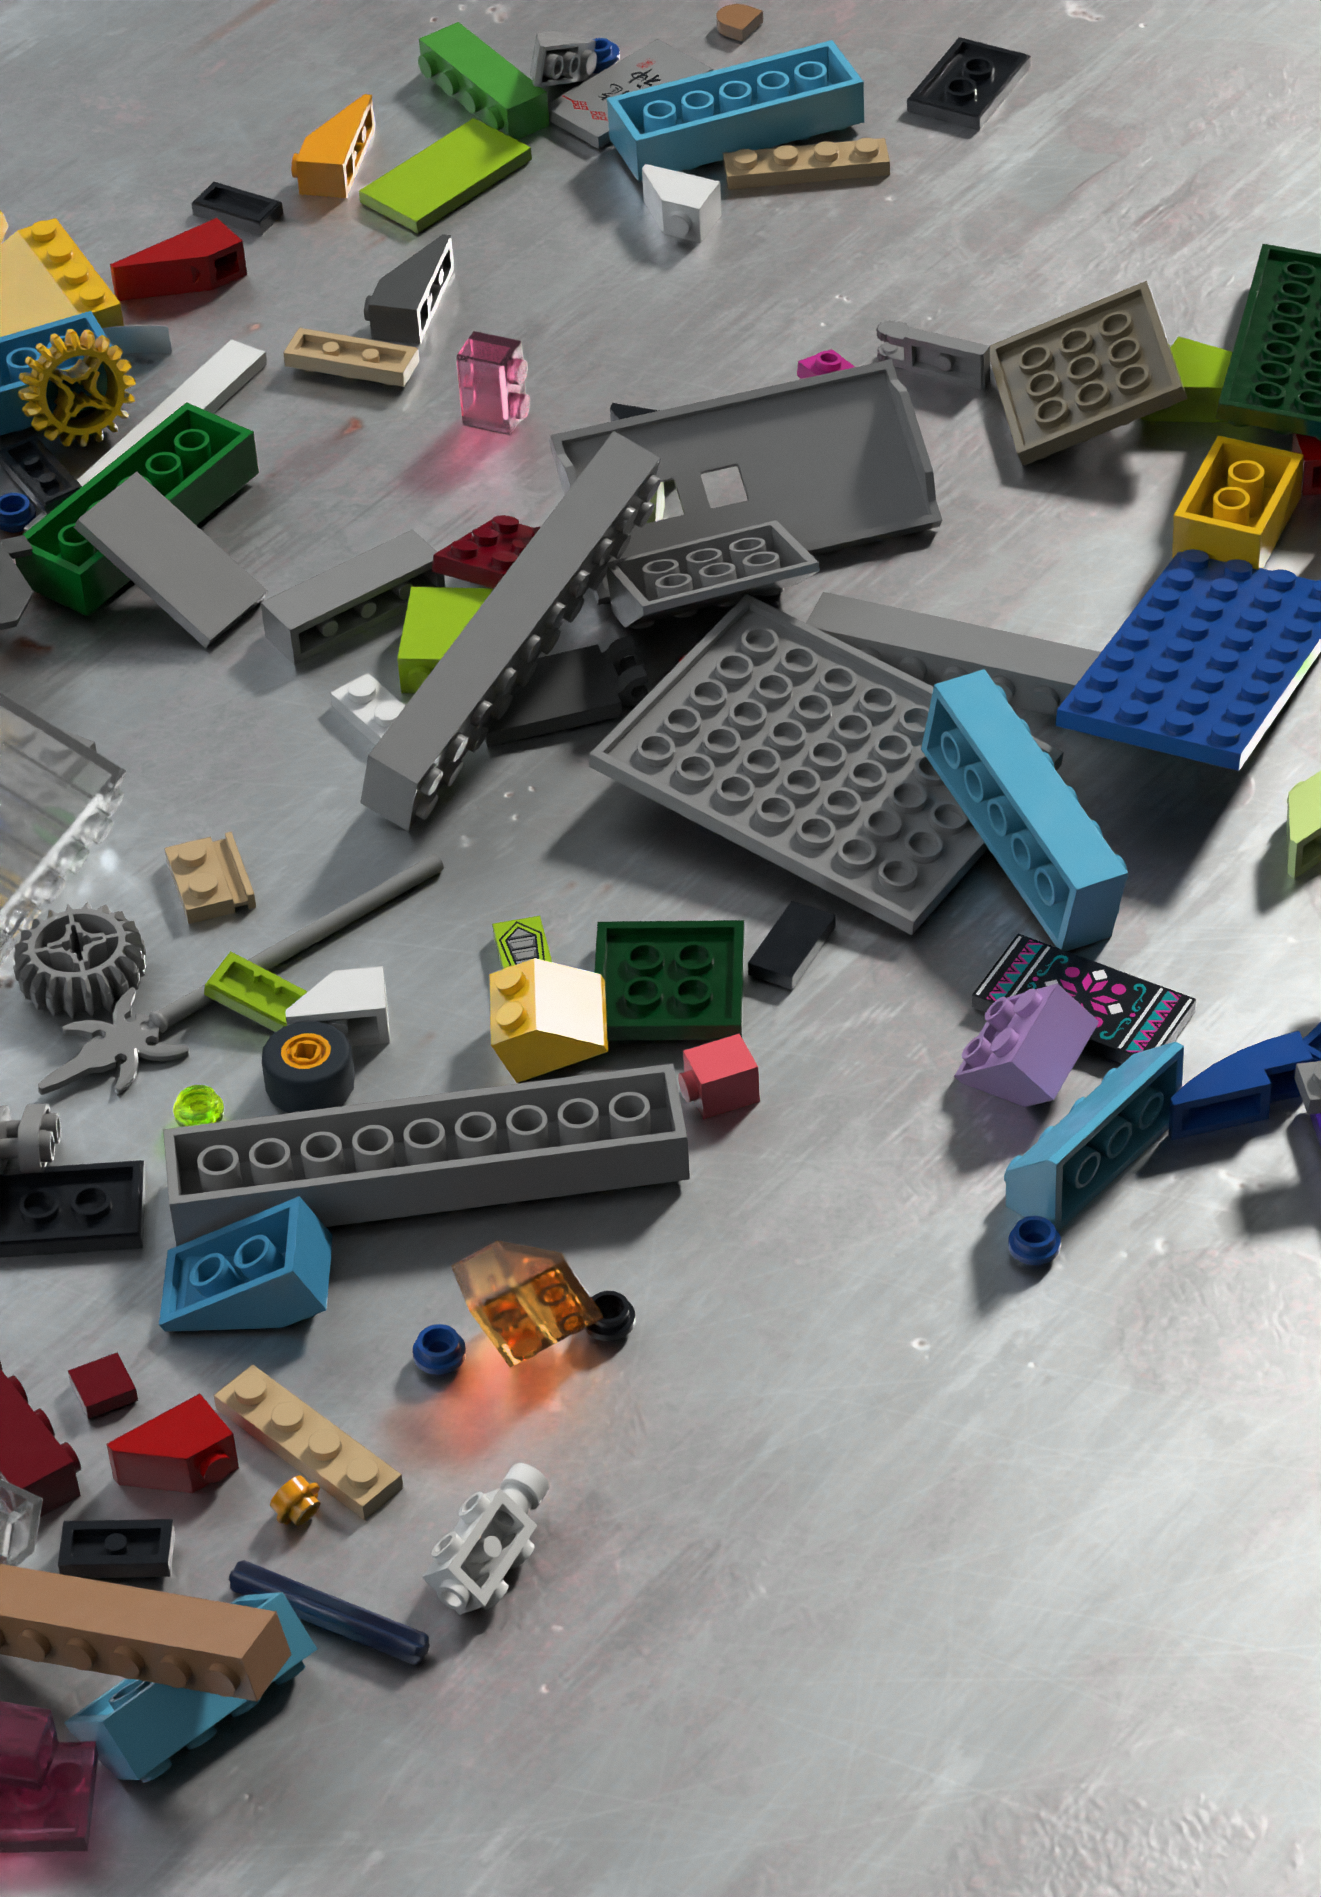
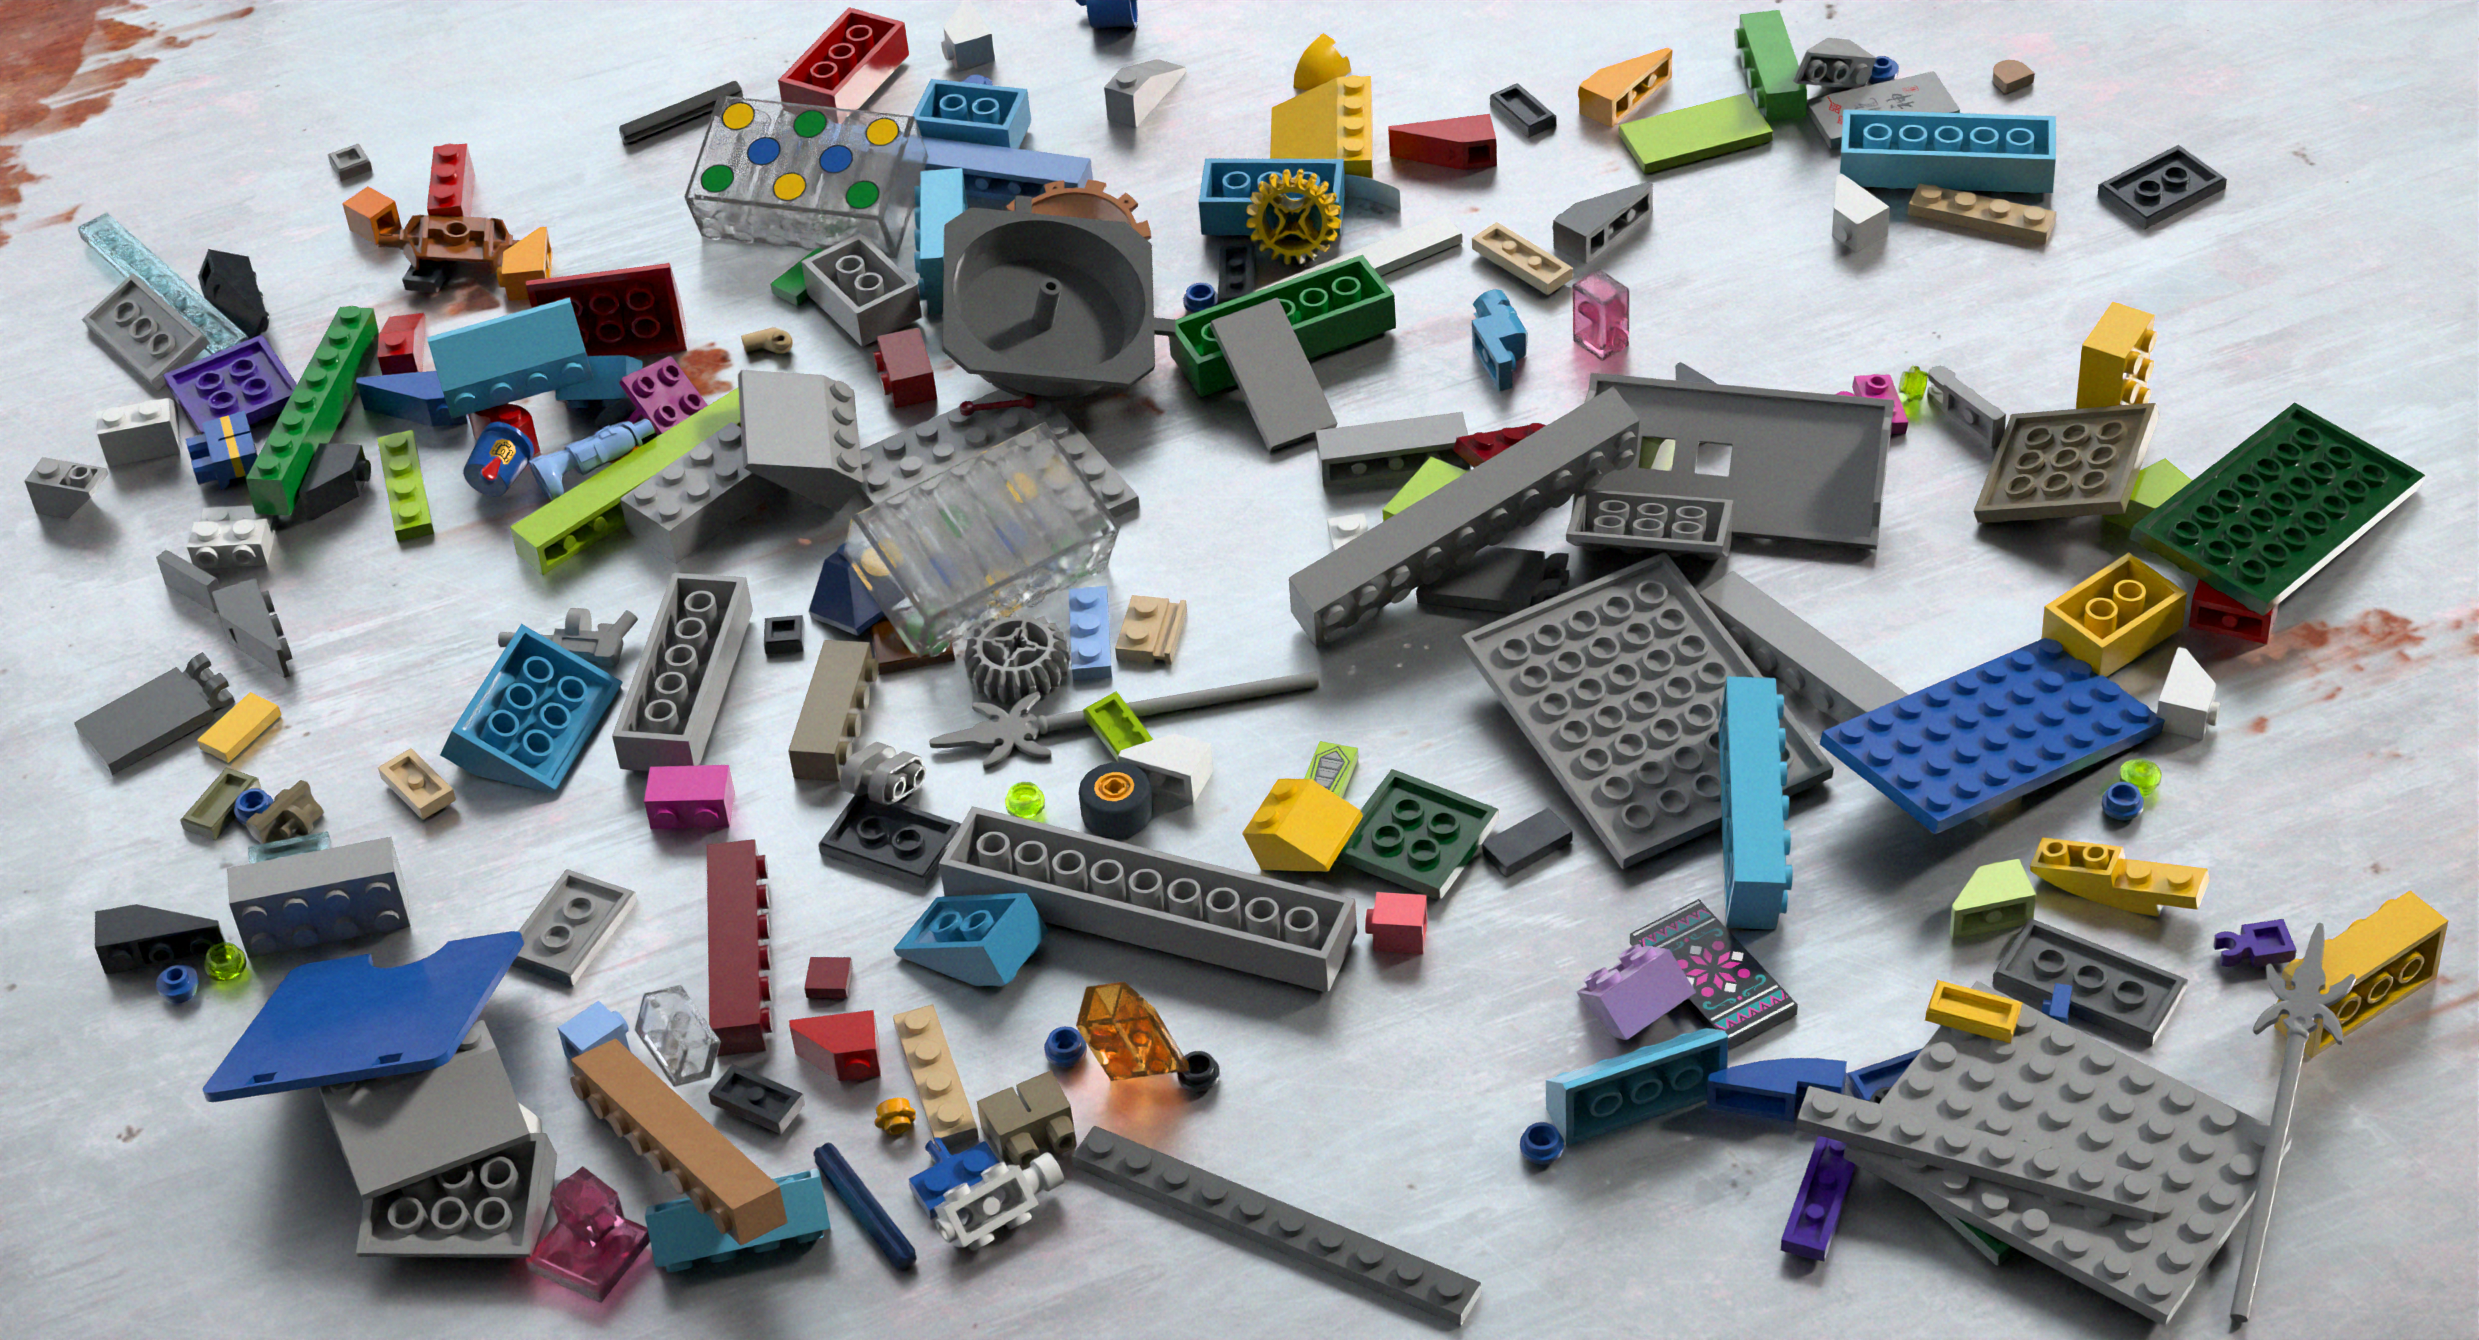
camera: 30 degrees right, 0 degrees up
(130, 889) = (1090, 633): none -> light blue plate
(386, 446) = (1498, 337): none -> dark azure plate
(408, 1538) = (949, 1172): none -> blue plate
(458, 1440) = (1028, 1120): none -> dark tan hips
(806, 1440) = (1278, 1225): none -> dark grey plate
(863, 348) = (1913, 384): none -> clear neon green plate
(1079, 250) = (2117, 359): none -> yellow brick

